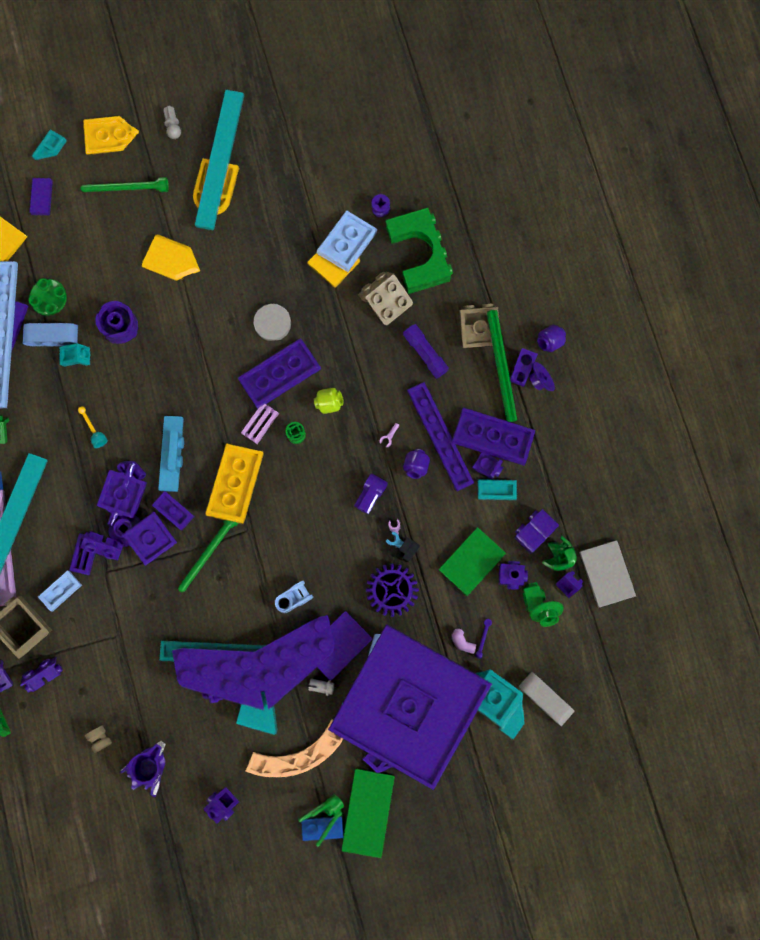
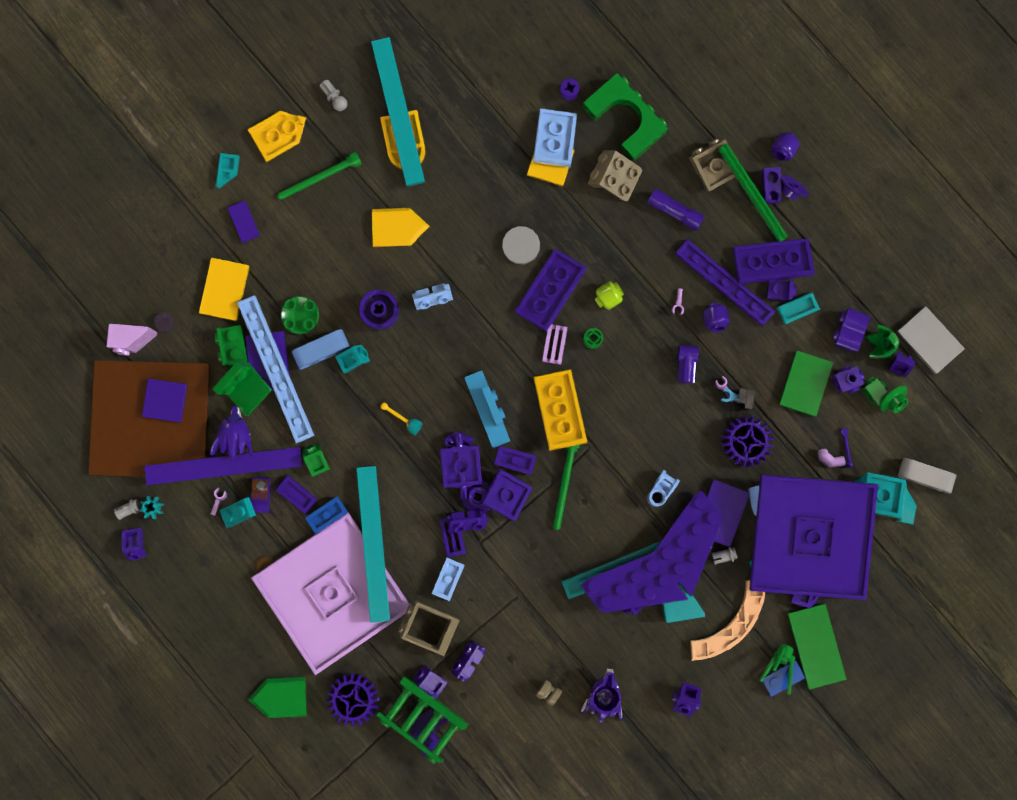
camera: 30 degrees left, 5 degrees up
(164, 332) = (440, 295): none -> light blue hinge

